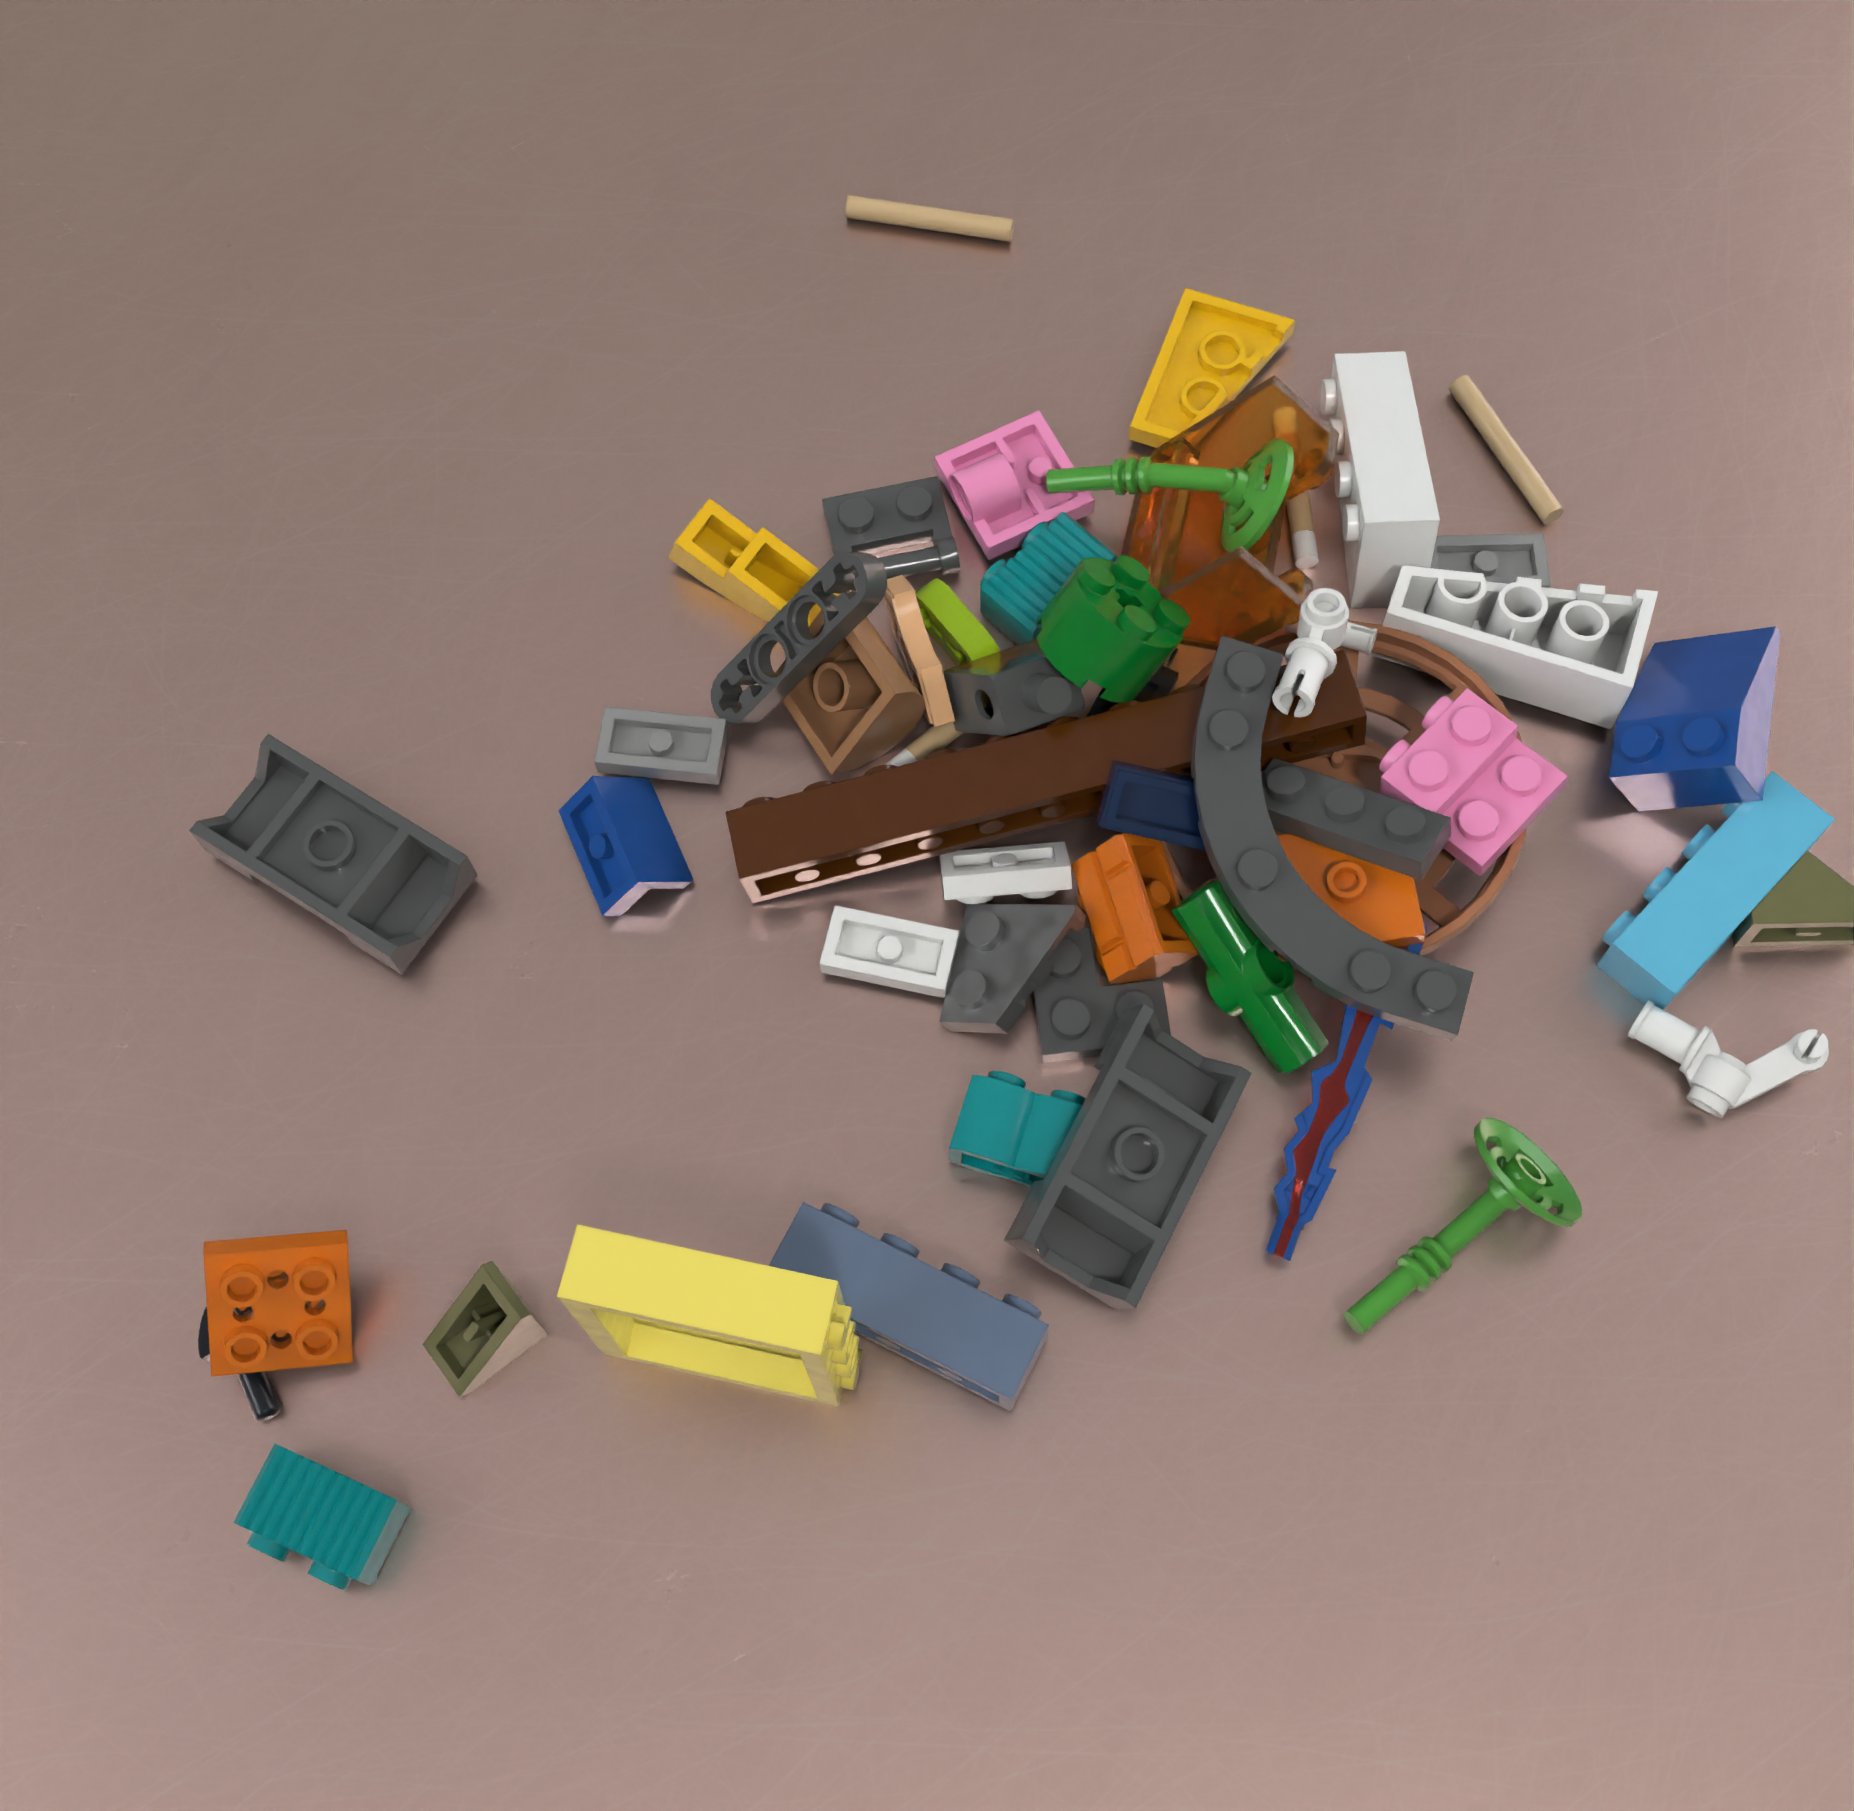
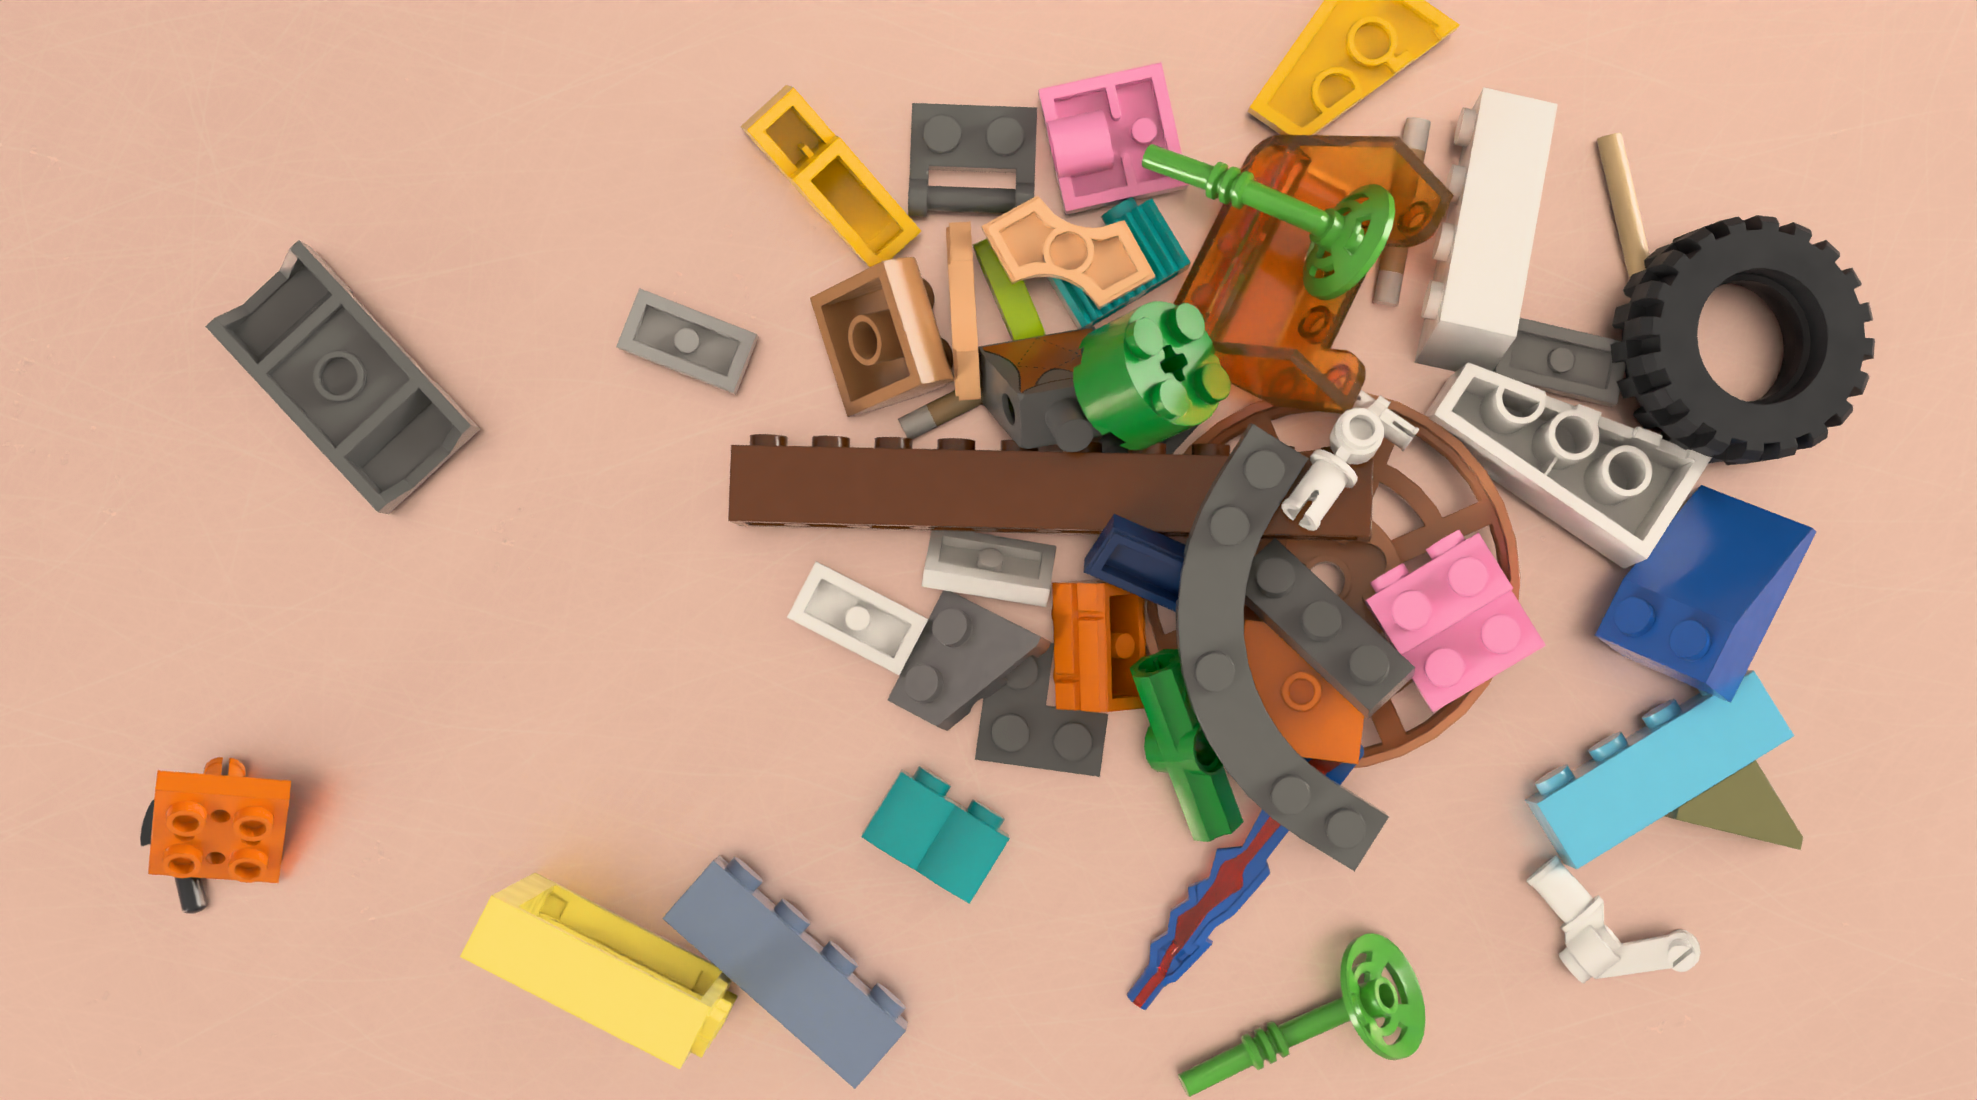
camera: 10 degrees right, 20 degrees up
(320, 1517) = (226, 1020): teal brick -> none
(482, 1331) = (402, 888): olive slope -> none
(623, 841) = (630, 435): blue panel -> none
(791, 630) = (841, 290): dark grey beam -> none
(977, 566) = (1040, 244): none -> light nougat tile
(1128, 1161) = (1026, 889): dark grey piece -> none
(1681, 445) = (1818, 326): none -> black tyre

